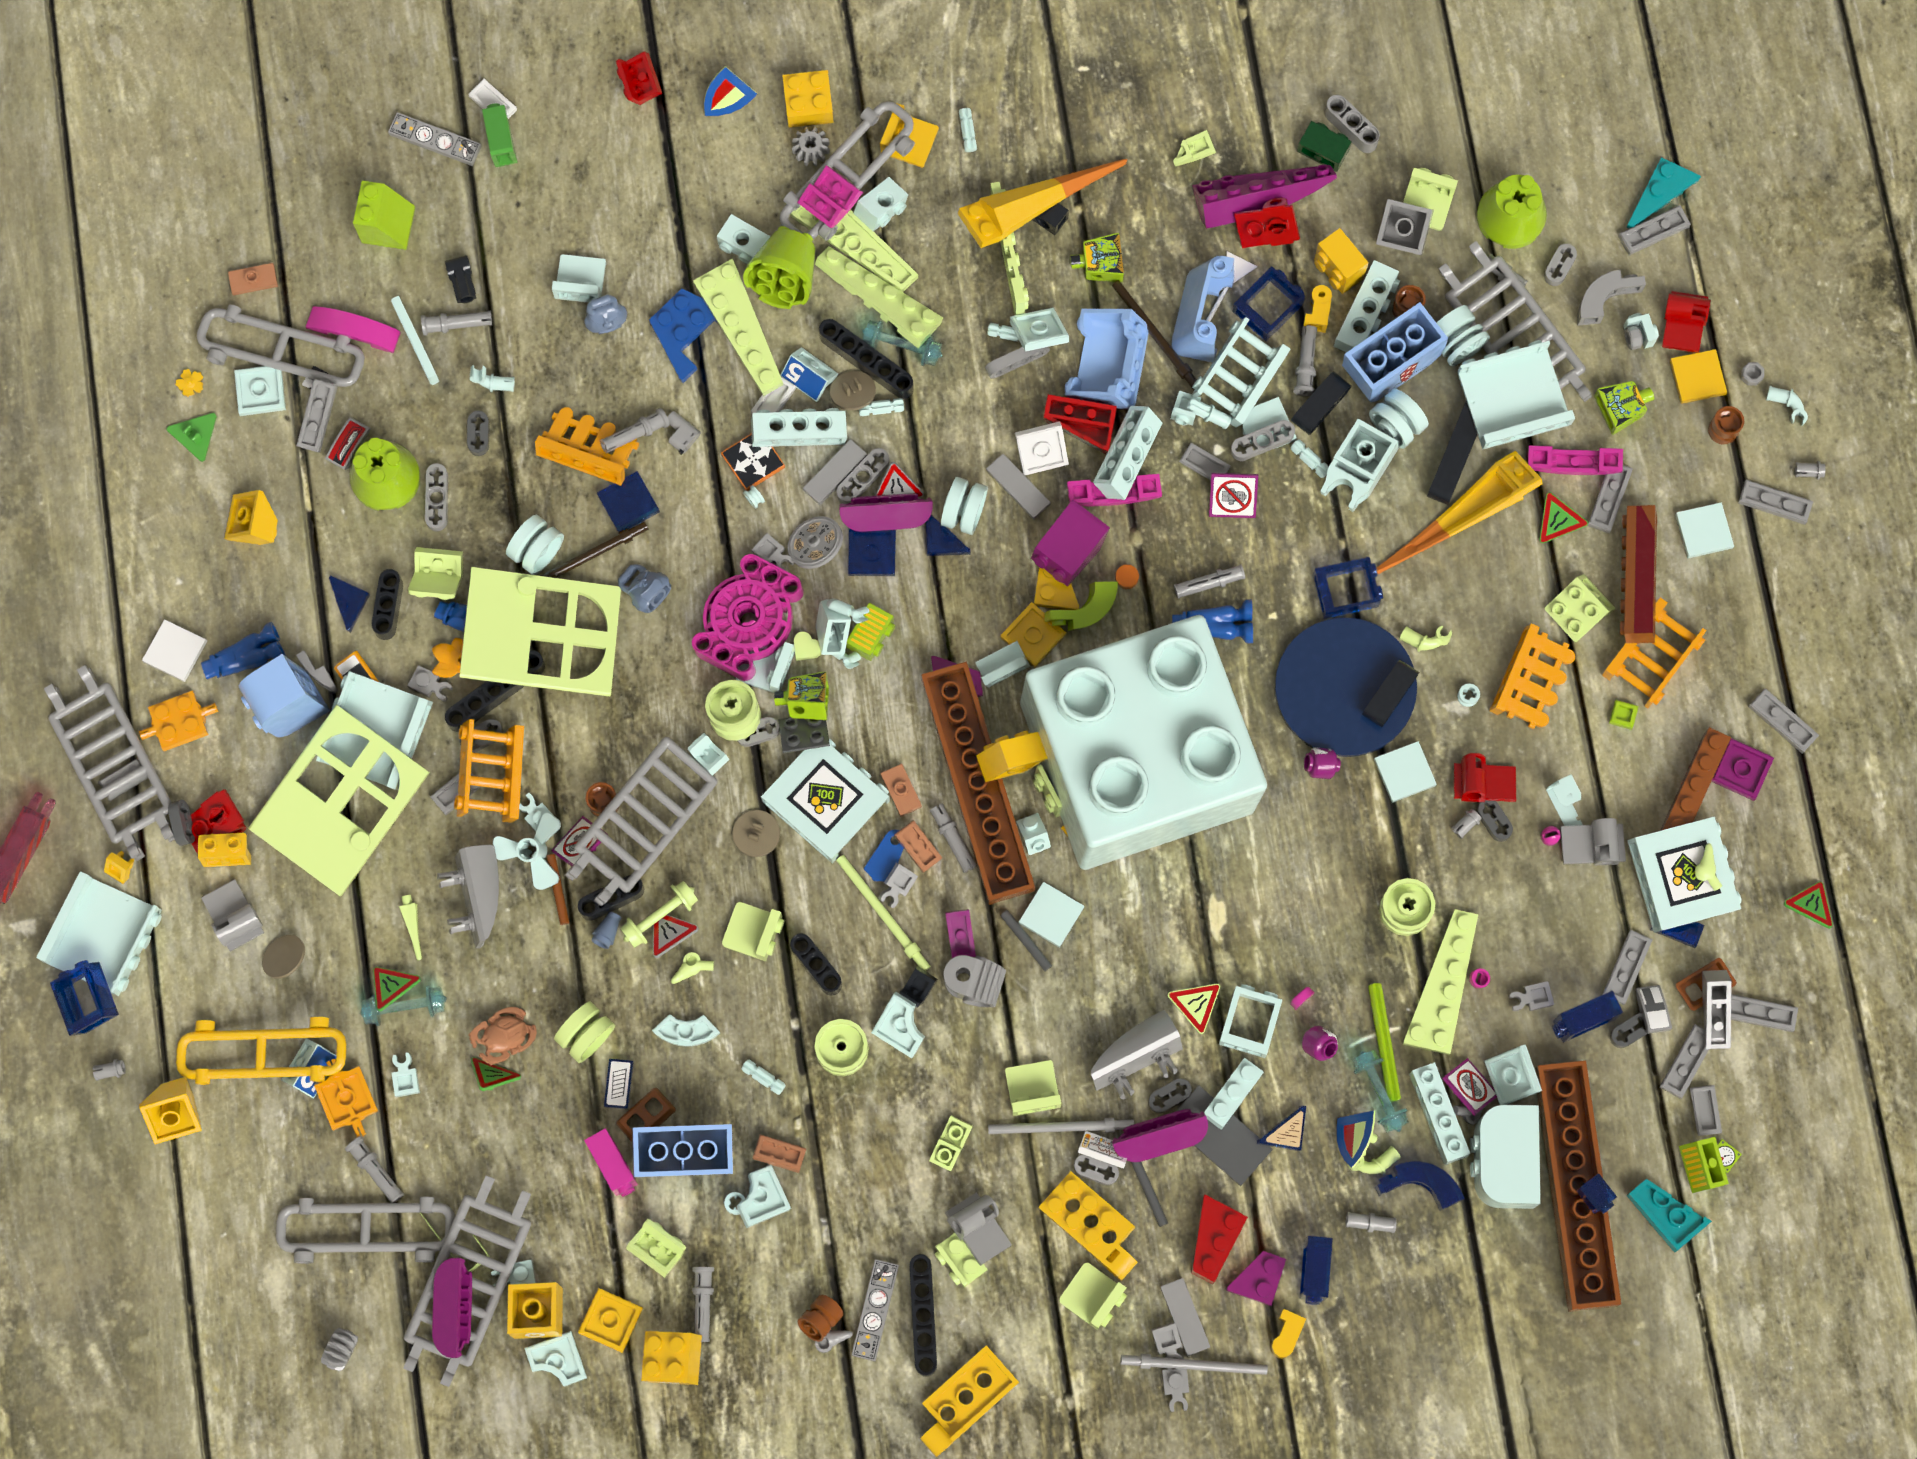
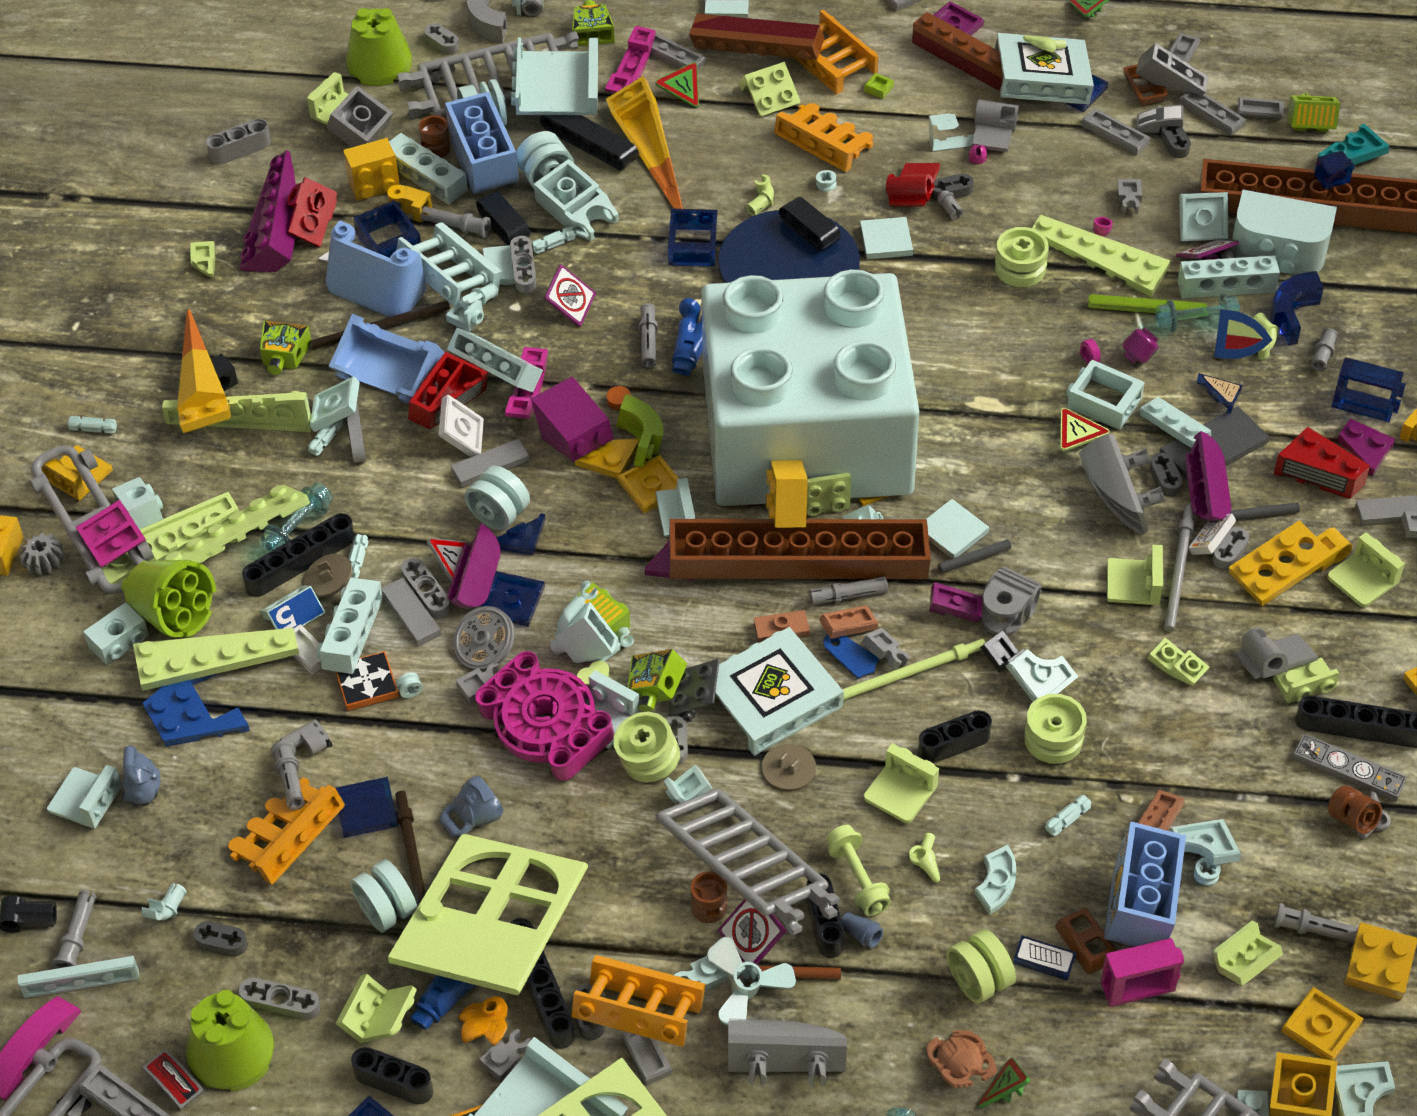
camera: 75 degrees left, 25 degrees down
(669, 933) = (884, 864): piece -> none
(1203, 462) = (527, 316): light grey tile -> none
(1324, 145) = (249, 164): dark green brick -> none
(1586, 1017) = (1160, 155): clear blue window -> none

